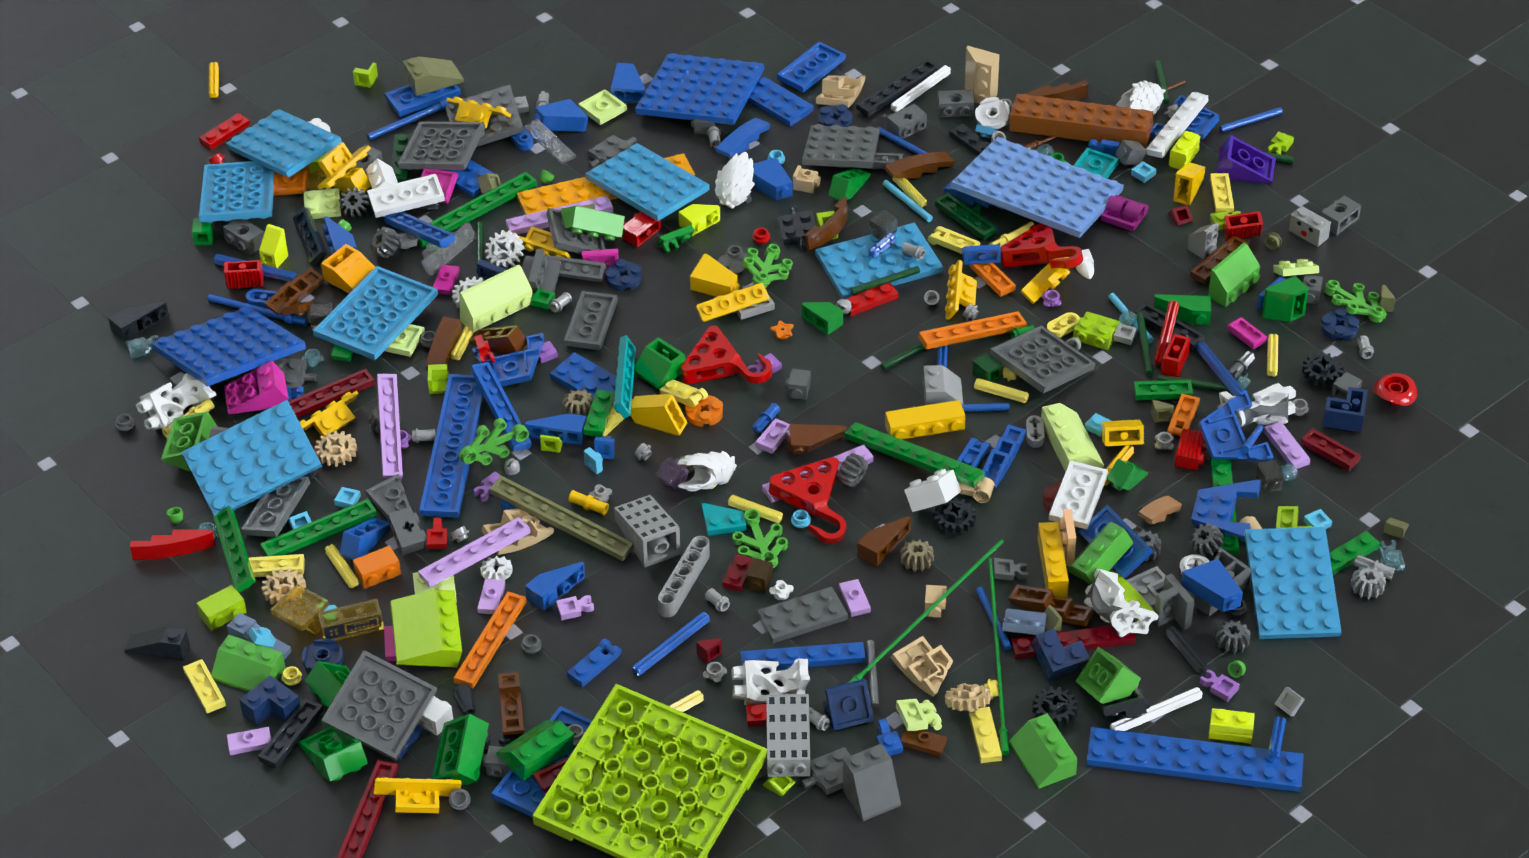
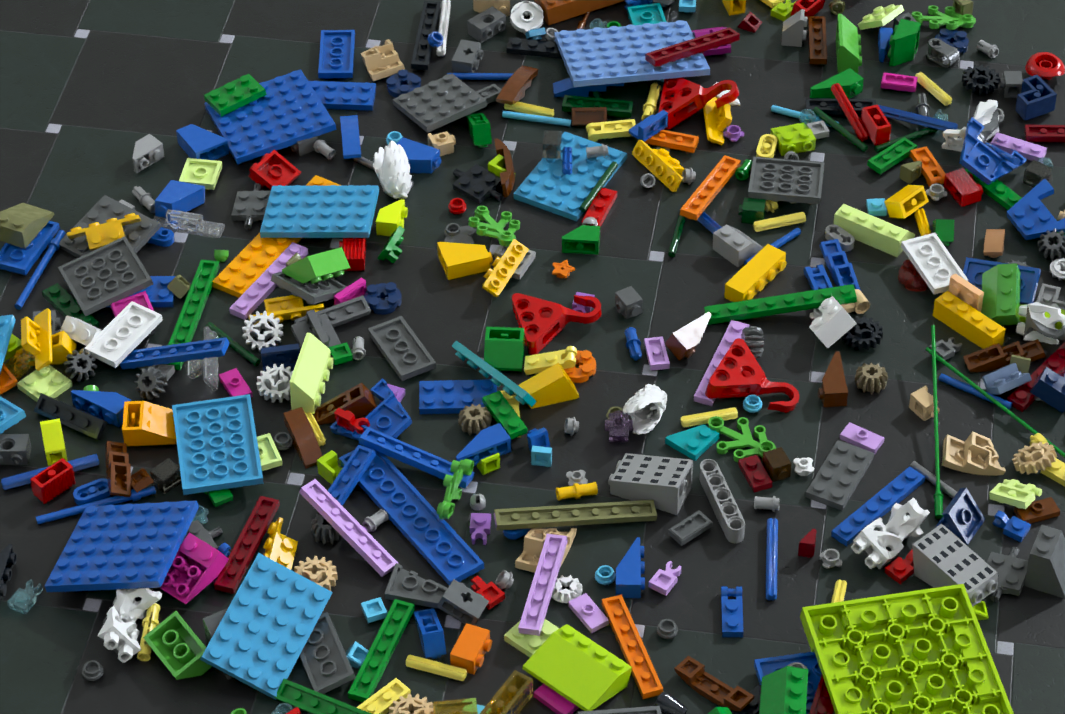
camera: 40 degrees left, 0 degrees up
(434, 393) = (351, 473): none -> blue tile
(532, 573) = (605, 575): none -> medium azure plate
(580, 70) = (146, 152): none -> light grey slope
(637, 582) = (690, 528): none -> dark grey plate
(654, 133) = (273, 171): none -> red plate
(690, 57) = (235, 94): none -> green plate
(897, 91) = (435, 39): none -> blue plate
(947, 219) = (588, 115): none -> reddish brown plate
(1084, 205) = (691, 47): none -> dark red plate
(1316, 328) = (942, 54): none -> dark grey piece

